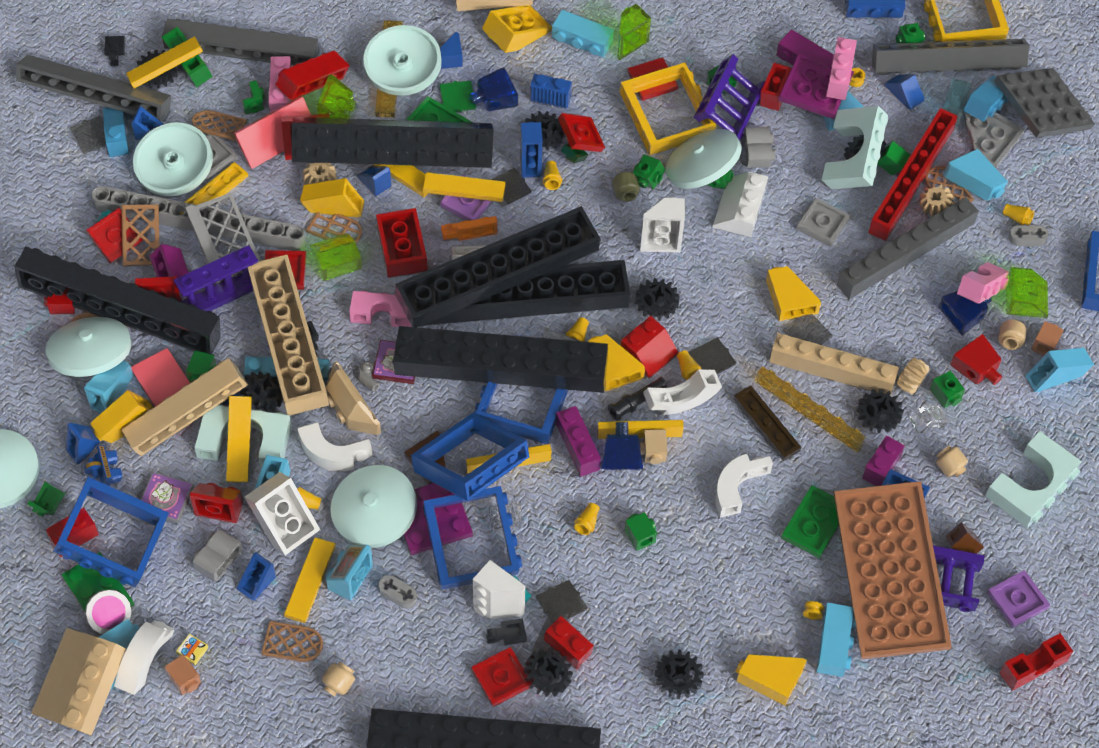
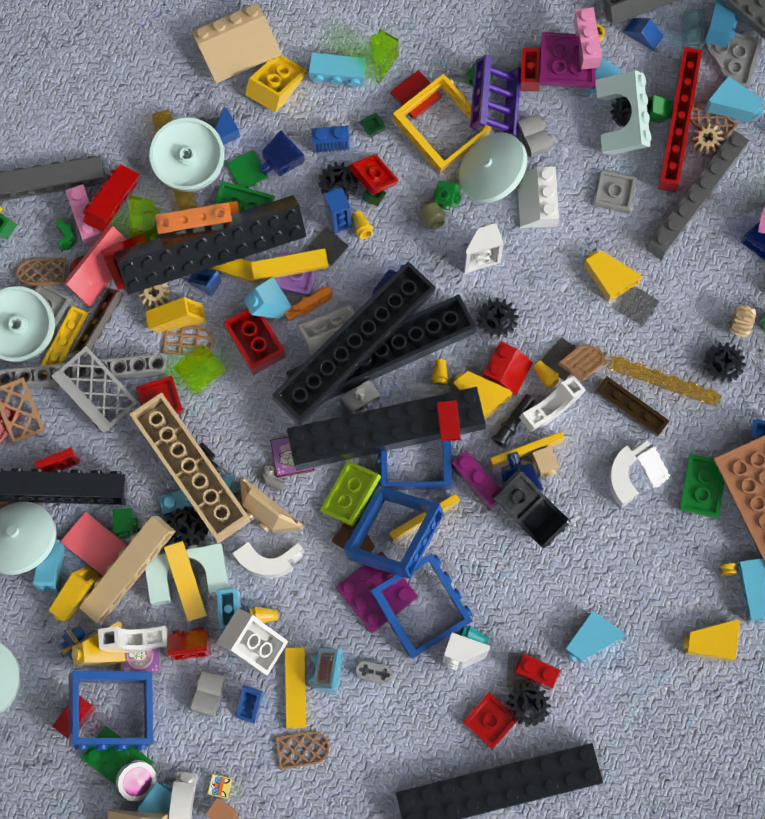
camera: 15 degrees left, 15 degrees up
(47, 500) = (39, 694): green bracket -> none
(80, 441) = (47, 630): blue slope -> none
(126, 472) = (88, 652): none -> yellow slope
(158, 476) = (130, 641): none -> white arch
(168, 261) = (57, 433): magenta brick -> none
(223, 292) = (107, 437): dark purple fence -> none
(259, 180) = (98, 321): none -> dark brown plate
(338, 679) = (355, 771): tan head -> none
(367, 304) = (245, 409): bright pink arch -> none
(374, 506) = (325, 602): light aqua dish -> none
(386, 109) = (196, 217): none -> orange fence
(427, 207) = (267, 300): none -> medium azure slope
(441, 412) = (350, 493): none -> lime plate
(488, 324) = (360, 398): none -> light grey beam
(510, 632) = (483, 677): black plate -> none
(561, 601) = (515, 634): clear smoke piece -> none
(566, 364) = (449, 421): none -> red tile
(586, 520) = (511, 550): yellow cone -> none
(598, 92) = (372, 125): none -> dark green plate
(620, 478) = (531, 509): none -> black bracket
(640, 530) = (561, 547): green brick -> none
(641, 630) = (592, 638): none -> medium azure slope
(679, 683) = (629, 663): black gear -> none
(730, 363) = (583, 361): none -> medium nougat window
(767, 483) = (652, 466): none -> clear tile
(797, 44) = (535, 22): magenta brick -> none
(833, 364) = (671, 331): tan brick -> none
(882, 461) = (743, 411): magenta brick -> none

